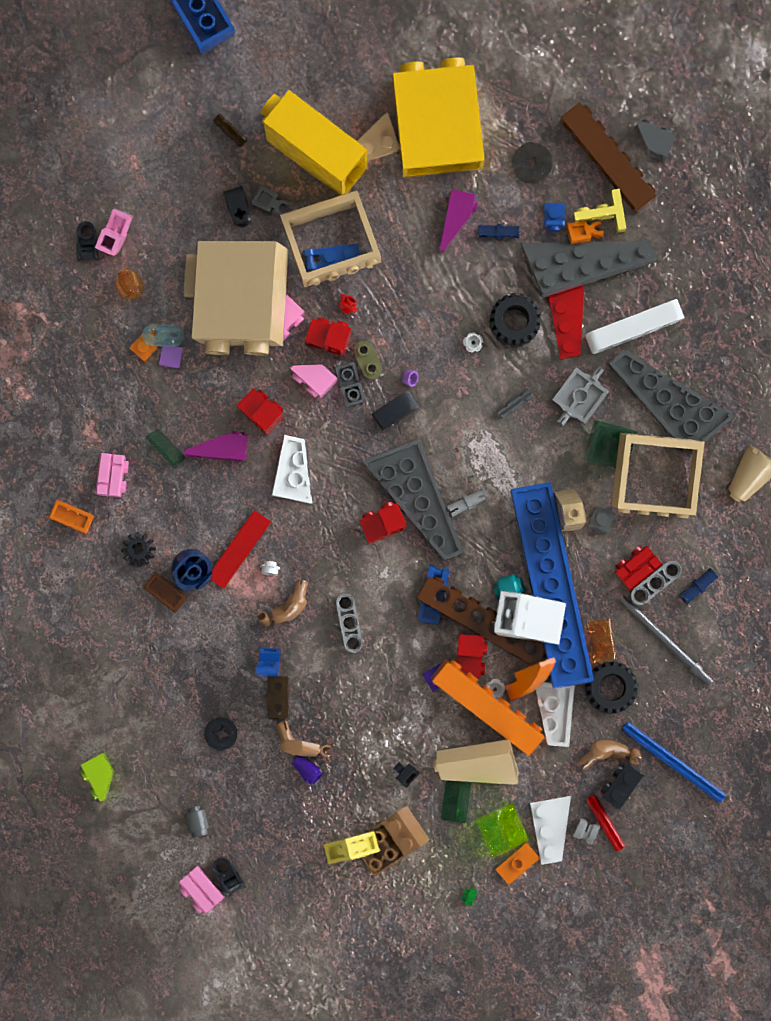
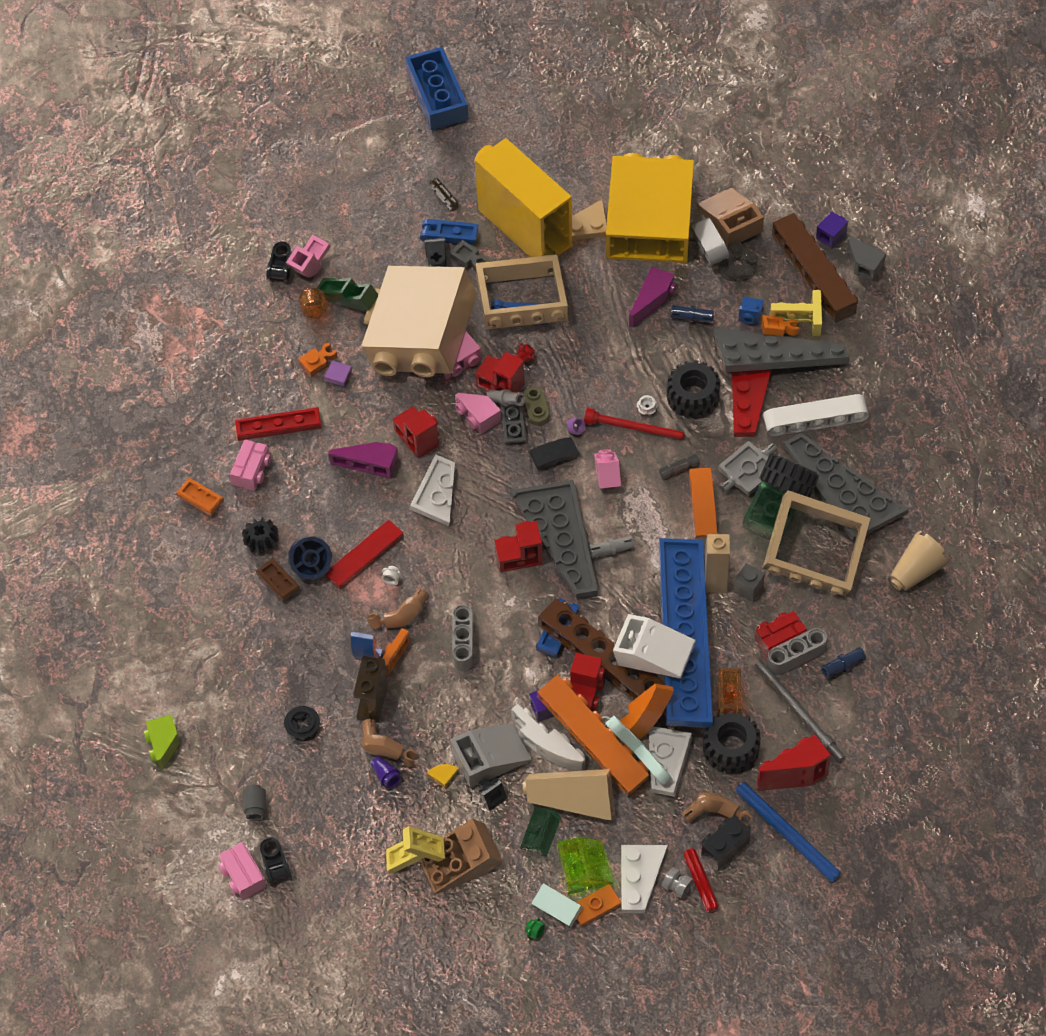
camera: 15 degrees right, 25 degrees down
(126, 422) = (278, 424): none -> red tile
(160, 266) = (348, 293): none -> dark green slope
(163, 335) = (334, 350): clear light blue plate -> none
(165, 448) = (311, 452): clear green slope -> none
(245, 175) = (452, 231): none -> blue plate
(289, 648) = (395, 650): none -> orange plate
(339, 361) = (506, 397): none -> light grey pin
(358, 761) = (443, 774): none -> yellow tile
(398, 735) = (488, 752): none -> light grey slope
(425, 364) = (592, 417): none -> red piece
(449, 420) = (607, 469): none -> bright pink slope
(452, 719) = (552, 745): none -> white slope
(484, 871) = (557, 905): none -> light aqua tile
(503, 148) = (710, 241): none -> light grey beam
(517, 110) = (732, 216): none -> medium nougat slope
(525, 707) = (639, 749): none -> light aqua beam
(544, 442) = (702, 502): none -> orange slope
(618, 110) = (831, 229): none -> dark purple brick
(622, 408) = (788, 476): none -> black tyre
(680, 700) = (795, 767): none -> red slope

